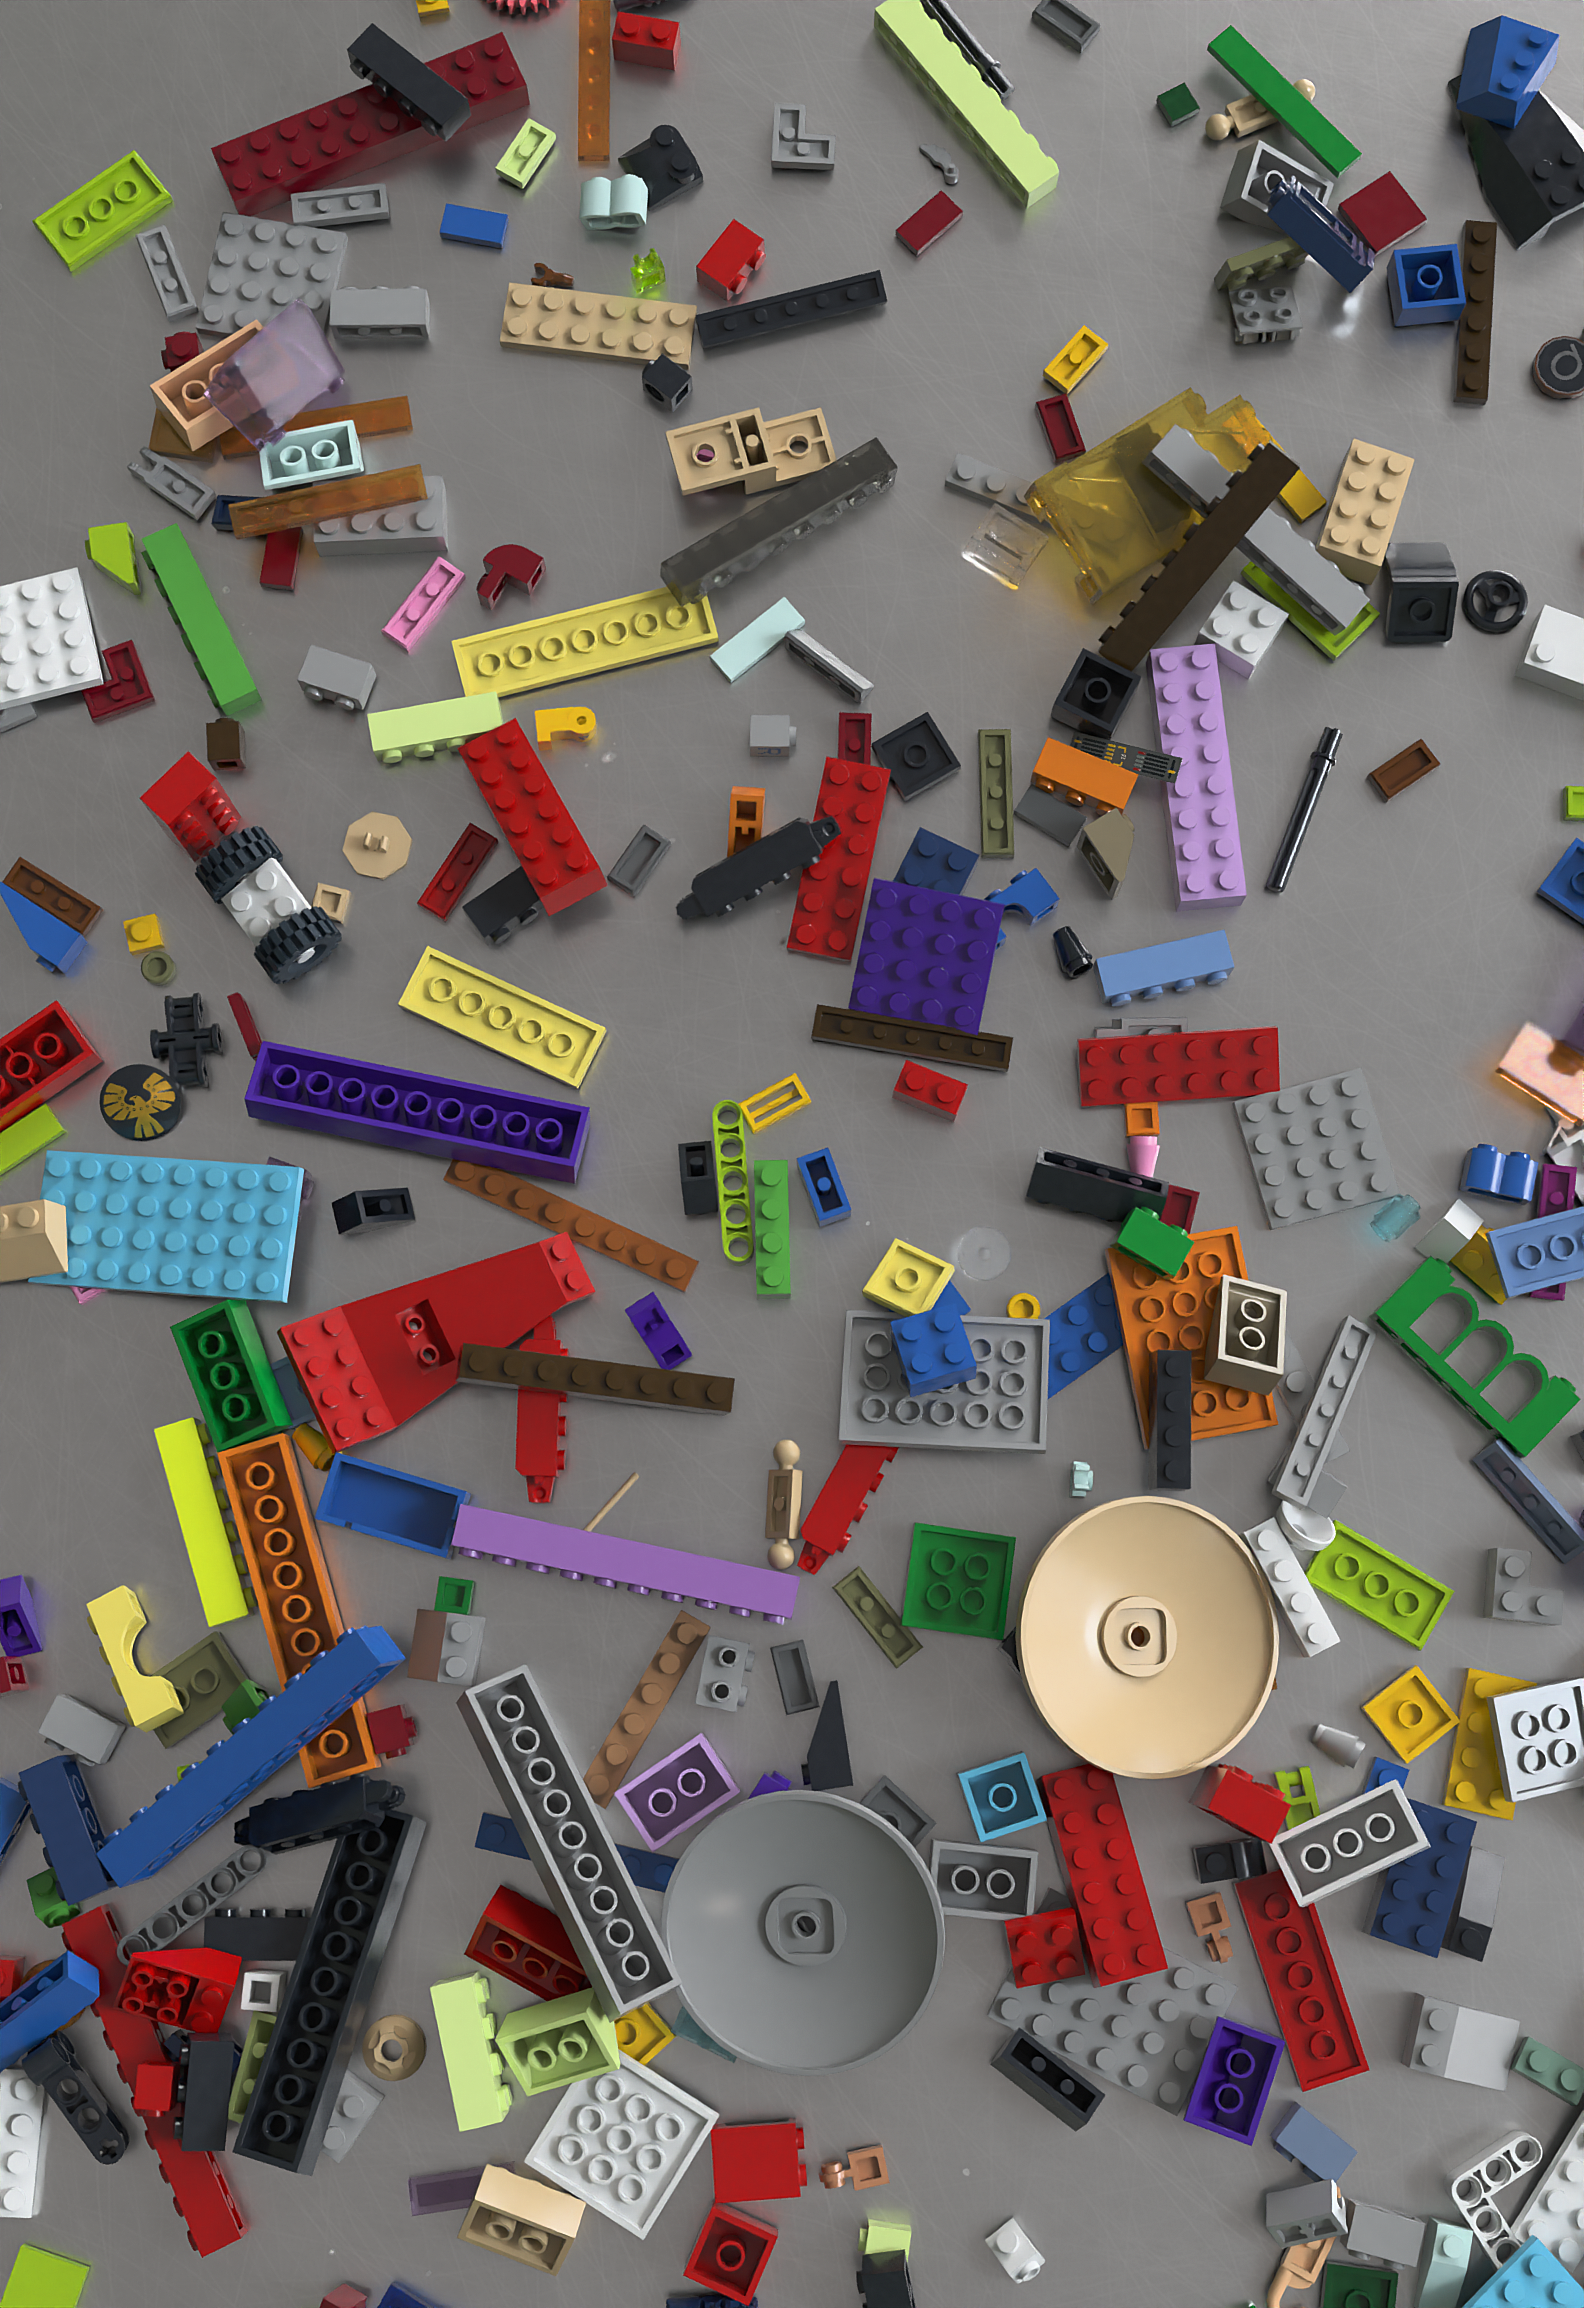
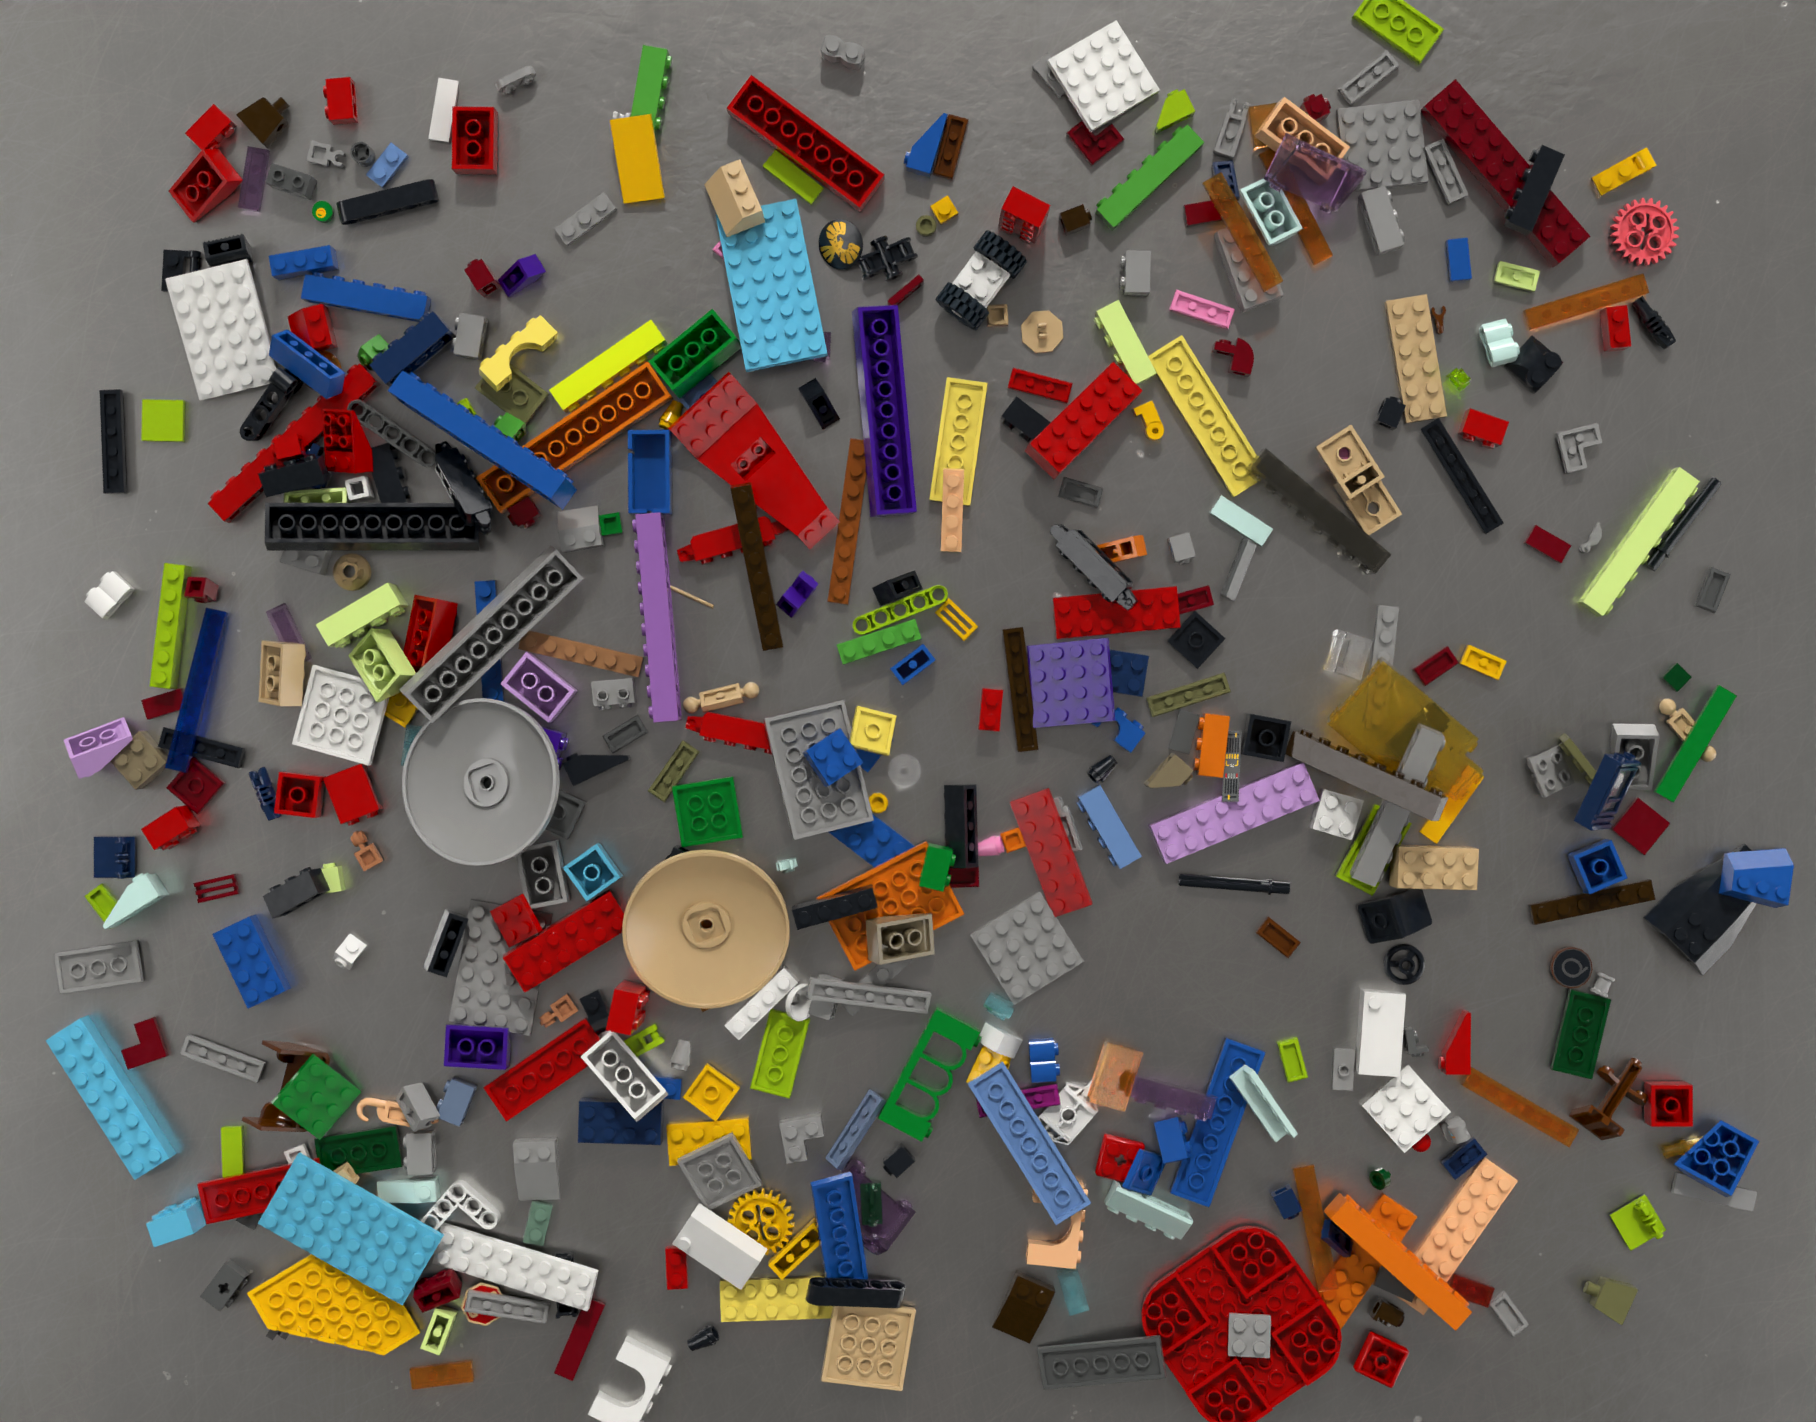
camera: 65 degrees right, 10 degrees up
(604, 1055) = (952, 510): none -> light nougat plate
(1474, 1905) = (615, 1156): slope -> none

